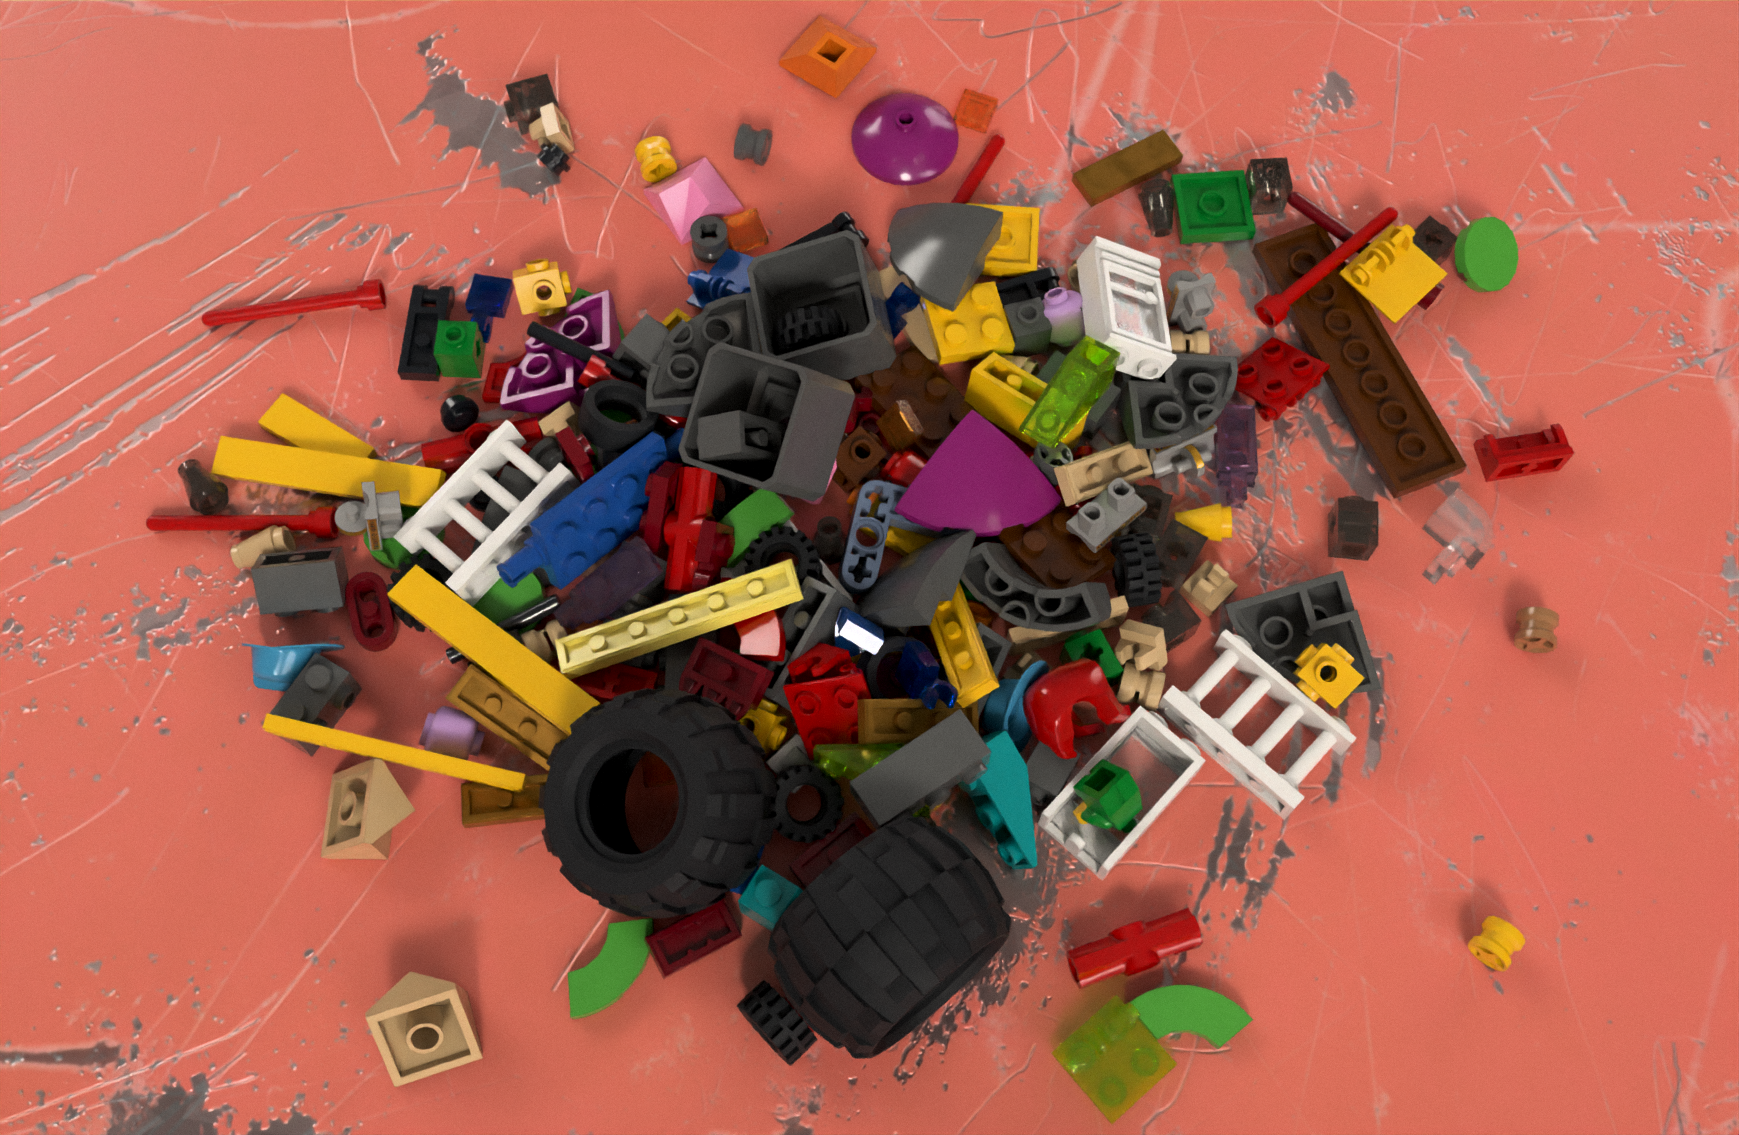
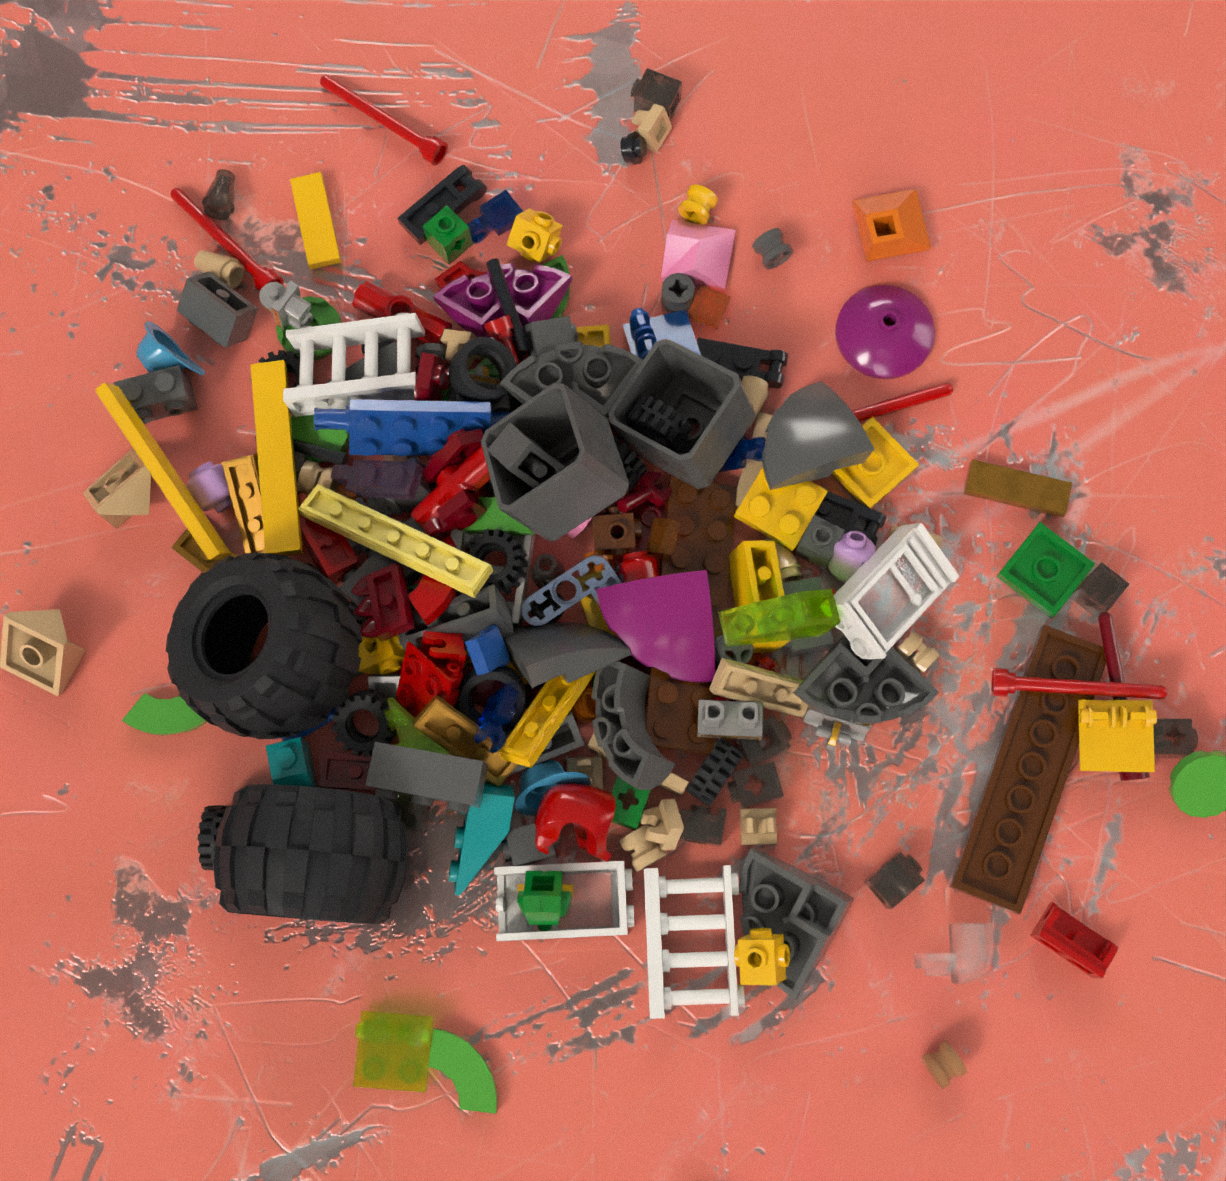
camera: 50 degrees right, 10 degrees up
(323, 471) = (296, 250): yellow tile -> none
(371, 614) = (238, 364): dark red plate -> none
(458, 413) = (409, 278): black plate -> none
(692, 938) = (217, 742): dark red plate -> none
(975, 111) = (954, 353): clear orange tile -> none
(1134, 948) = (469, 1001): red piece -> none
(1158, 206) = (1006, 535): clear smoke cone -> none
(1189, 300) = (949, 623): light grey hips -> none
(1209, 521) = (800, 783): yellow cone -> none
(1236, 452) = (874, 754): clear purple hinge -> none
(1278, 377) = (958, 729): red hinge -> none

